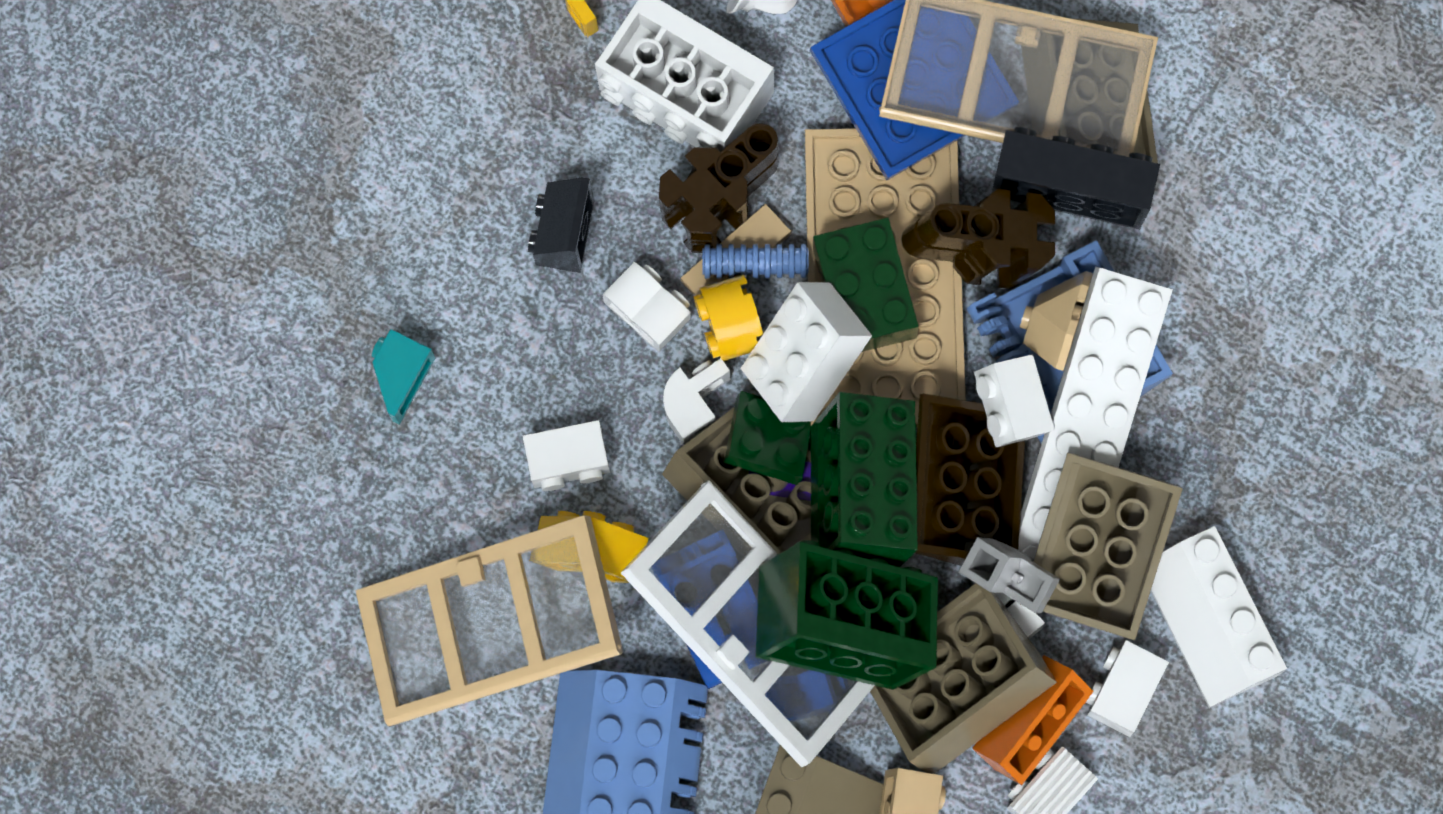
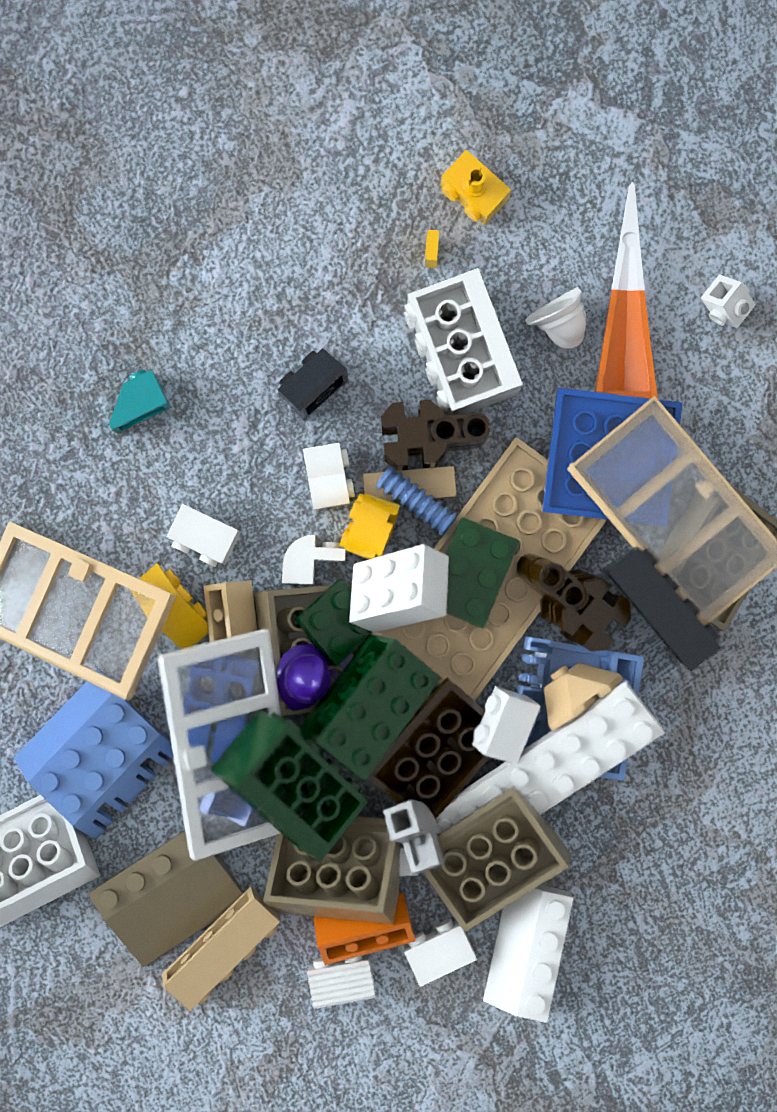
camera: 35 degrees right, 10 degrees up
(646, 501) = (230, 609): none -> tan brick
(778, 509) = (302, 677): none -> dark purple piece

